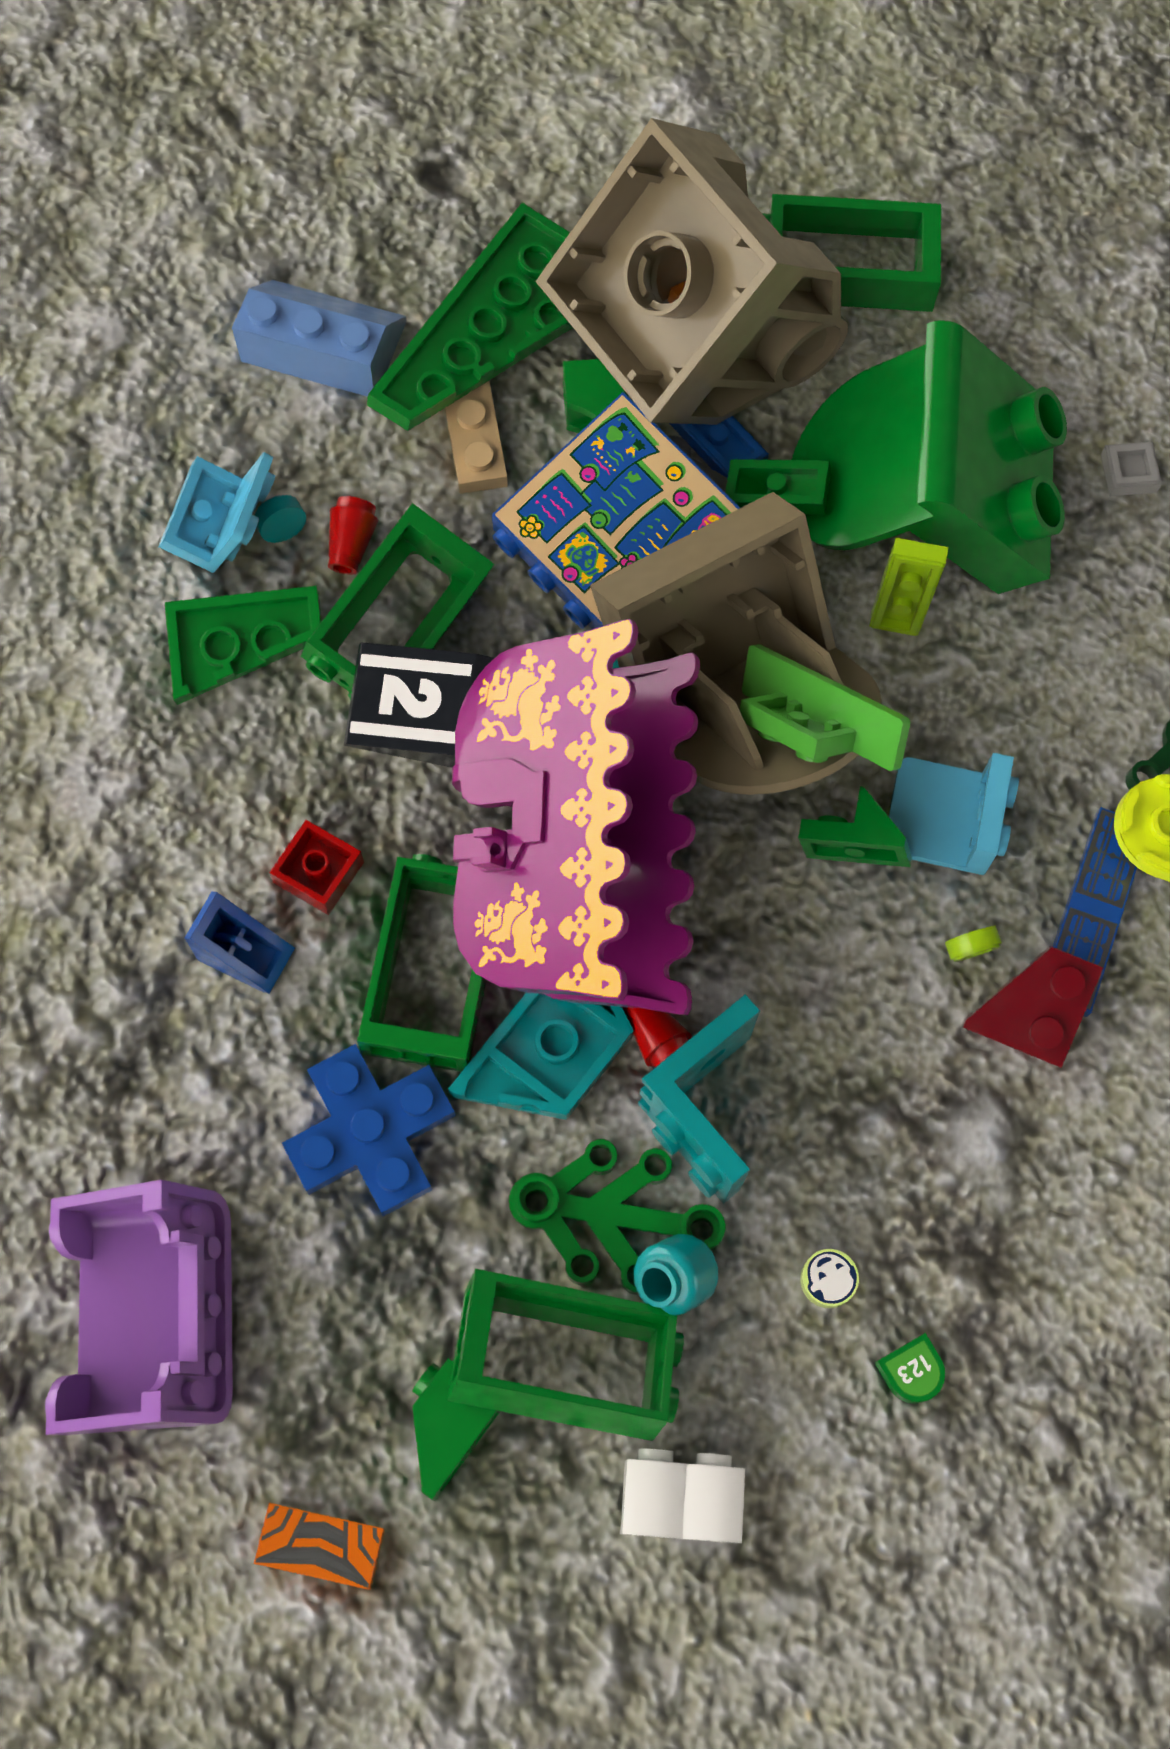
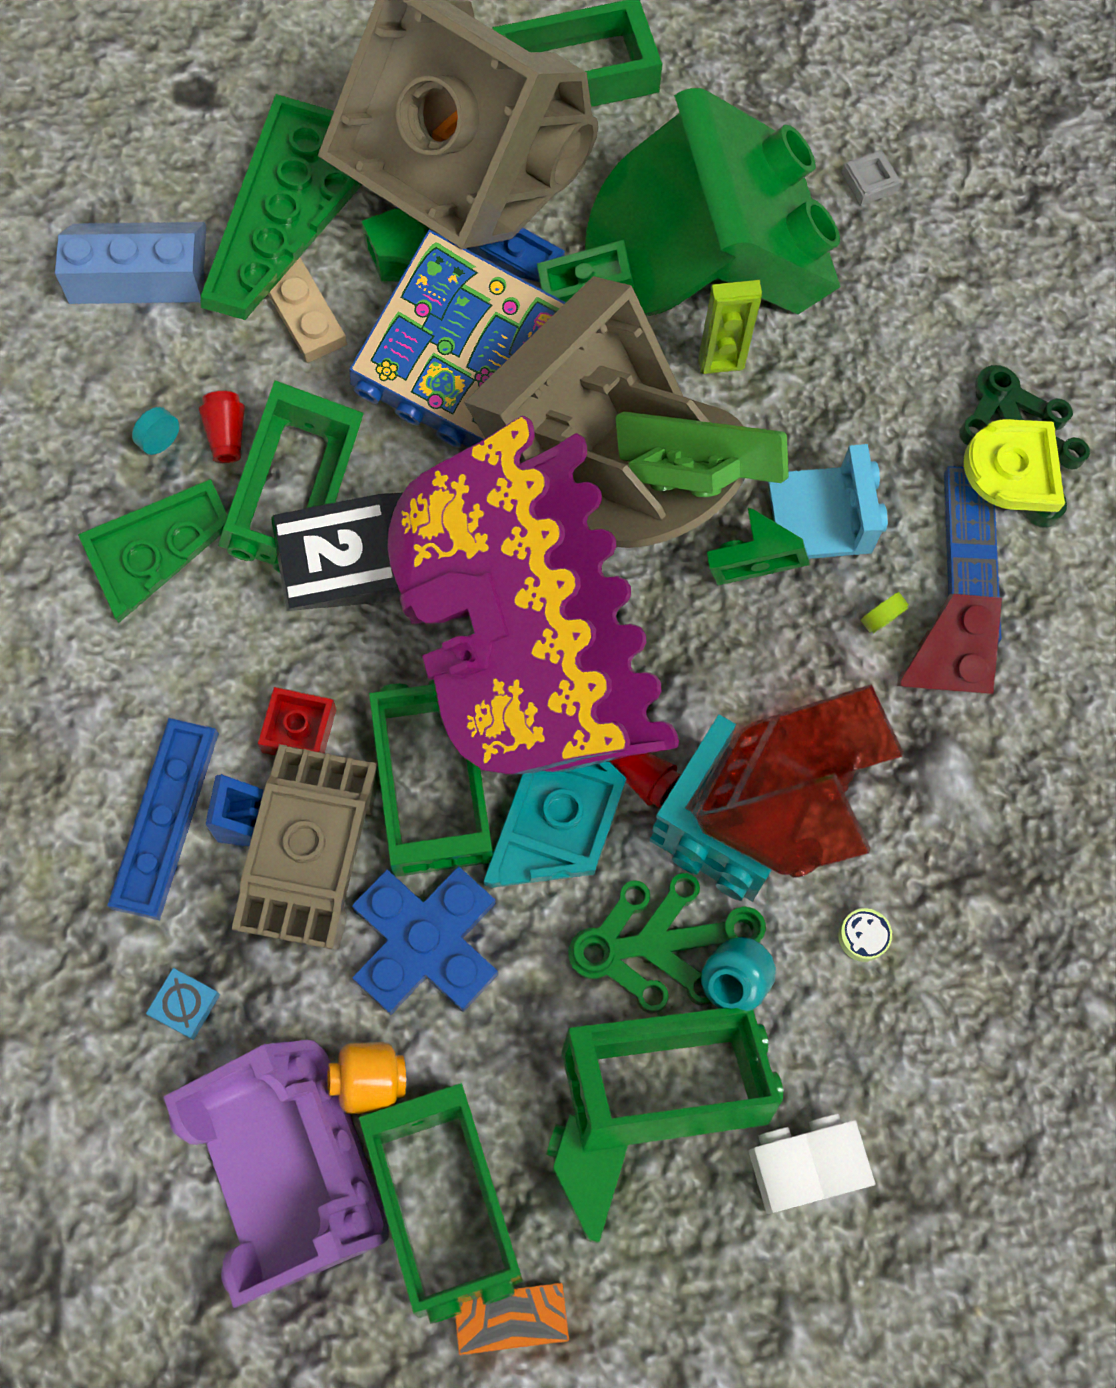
camera: 20 degrees left, 0 degrees up
(105, 1113) = (183, 1004): none -> dark azure tile
(151, 919) = (163, 819): none -> blue tile
(216, 512) = (98, 441): medium azure bracket -> none
(259, 1249) = (367, 1077): none -> light orange head
(279, 994) = (305, 847): none -> dark tan plate
(285, 1305) = (411, 1118): none -> green window
(778, 1087) = (787, 779): none -> clear red windscreen
(913, 1371) = (962, 988): tile -> none

